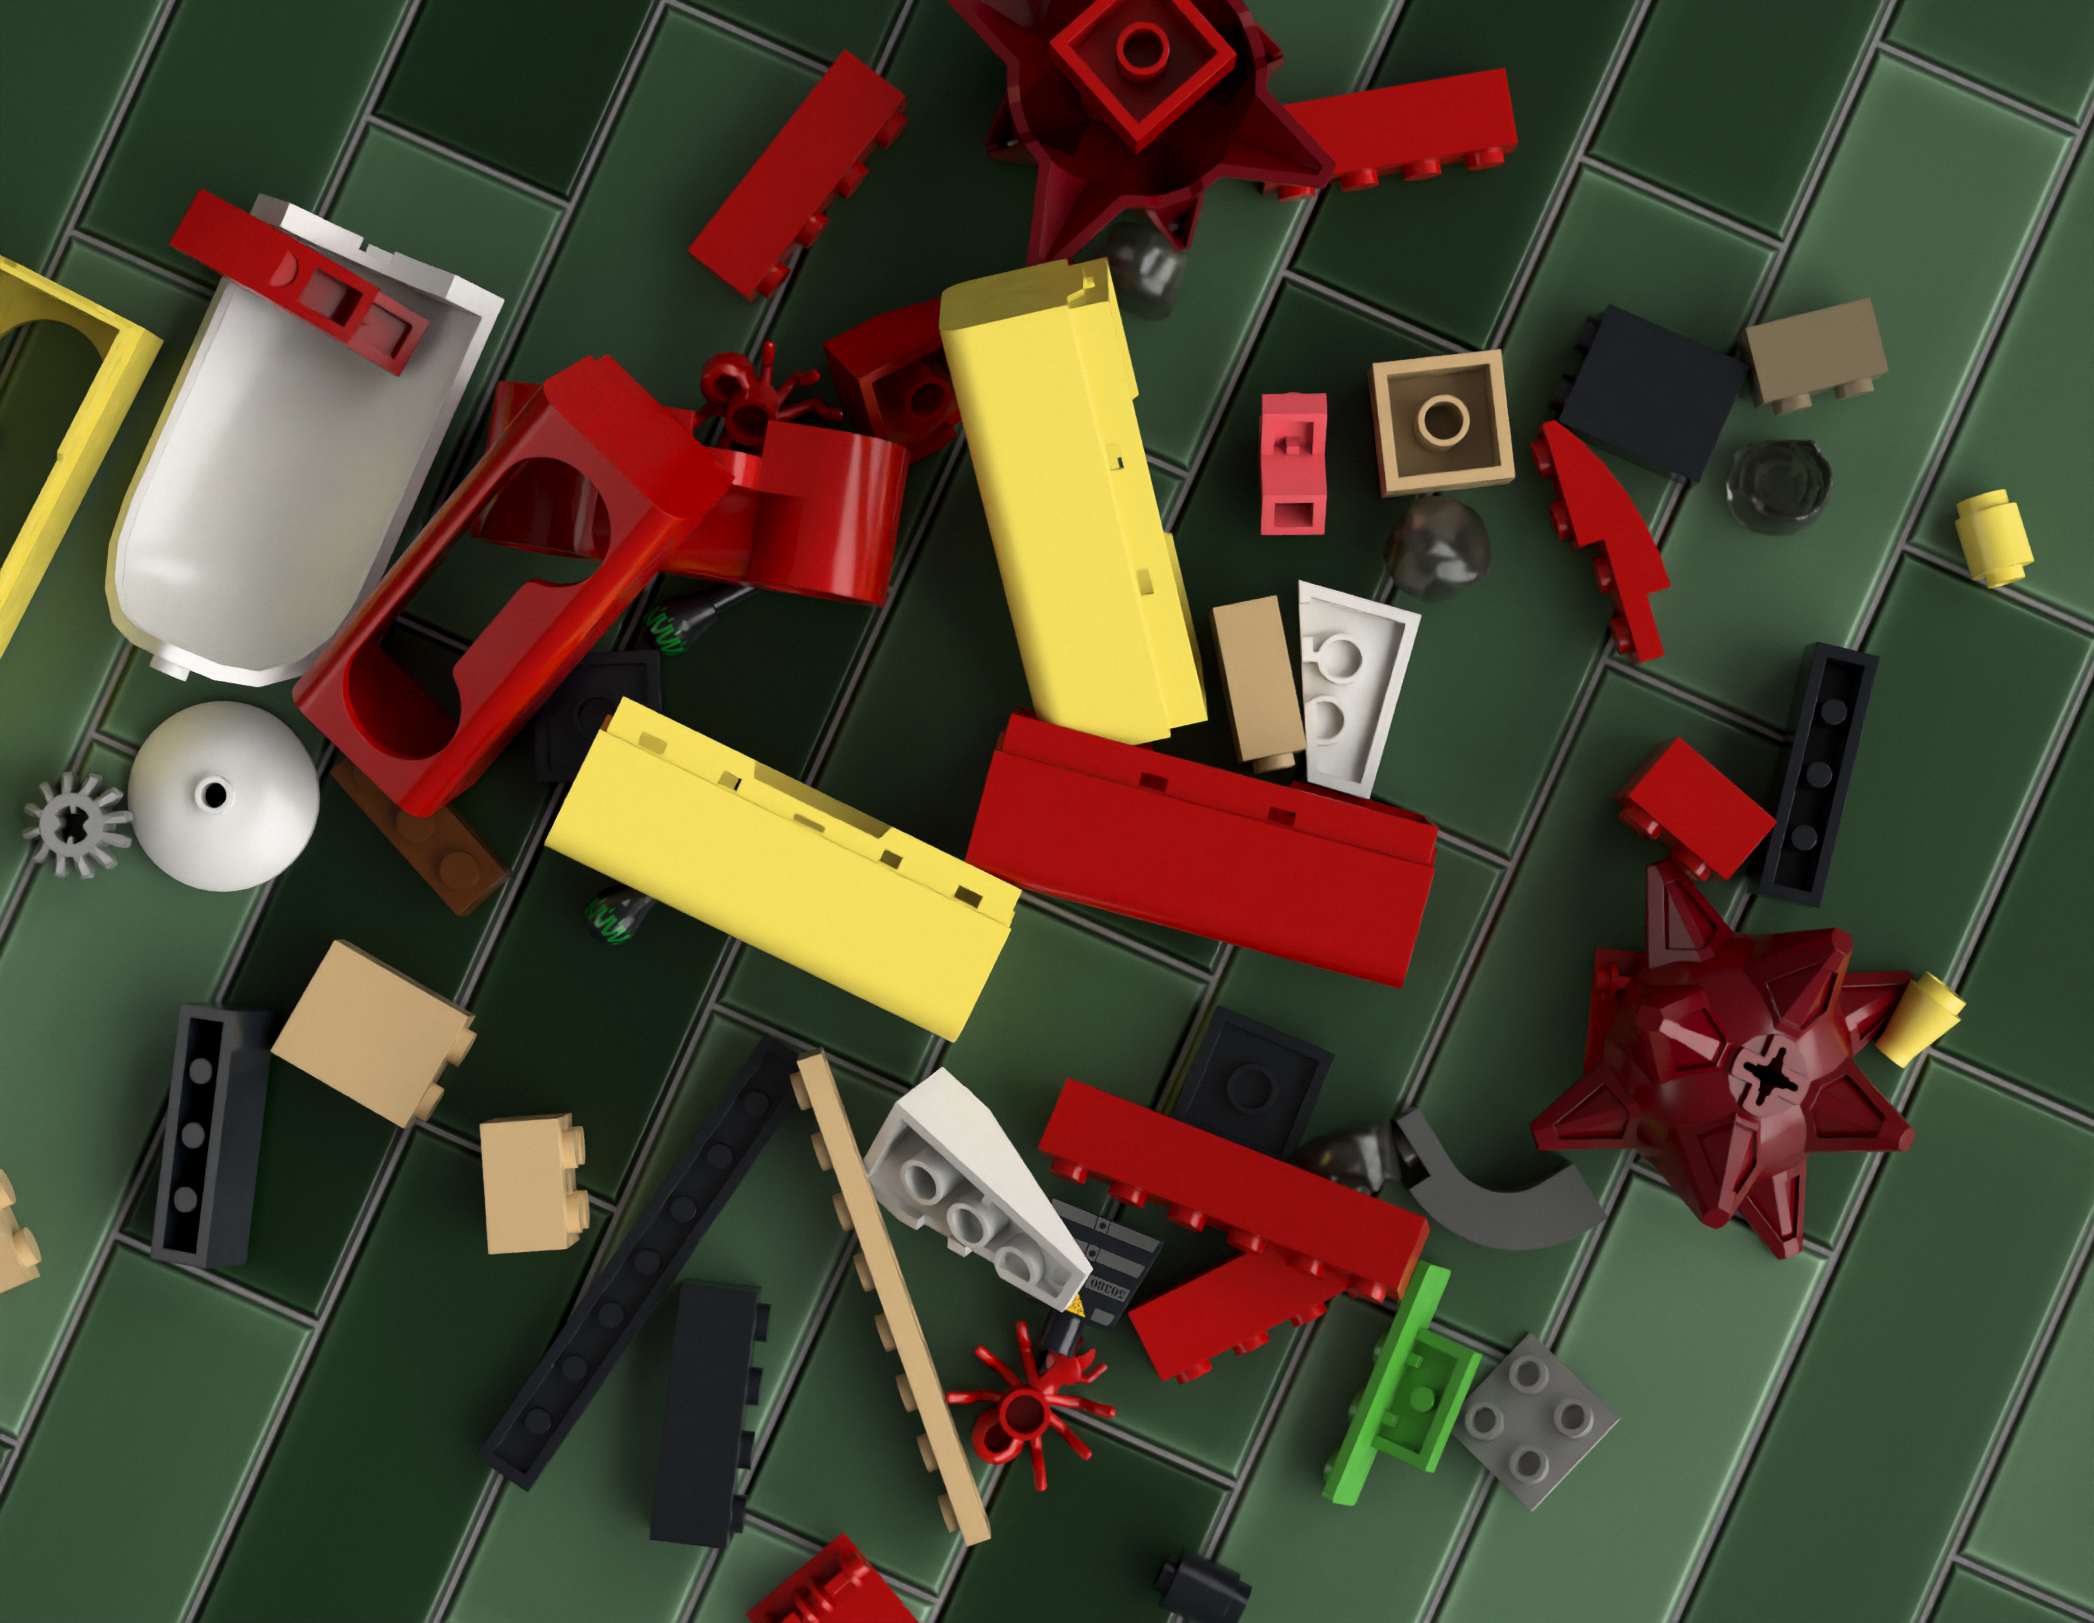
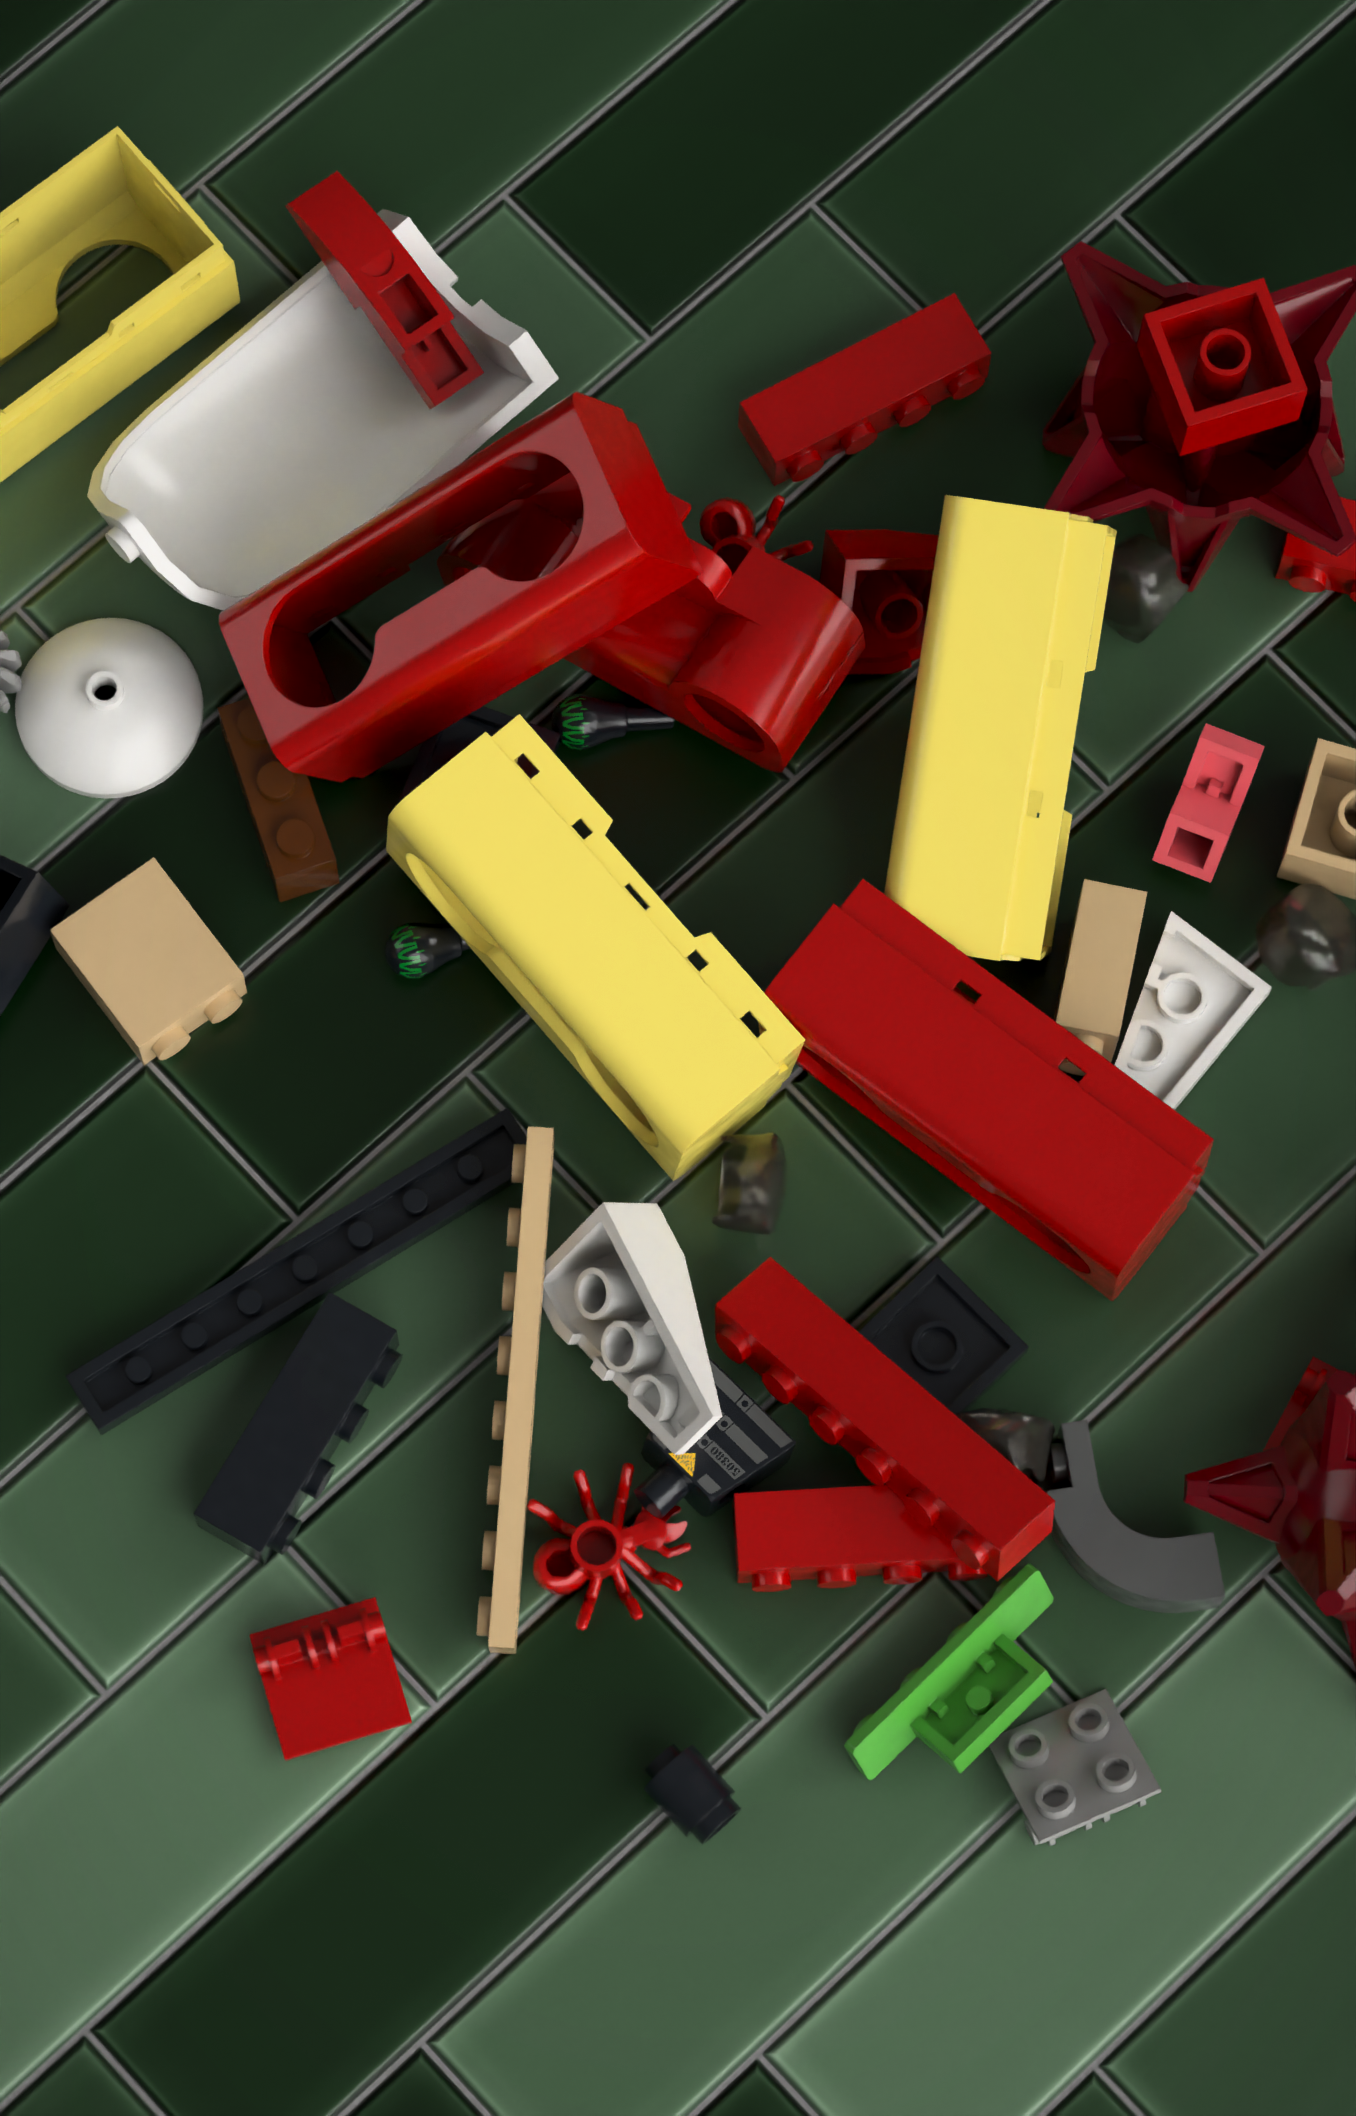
camera: 15 degrees right, 15 degrees down
(533, 1183) = (234, 1143): tan brick -> none
(1022, 1013) = (752, 1184): none -> clear smoke hair

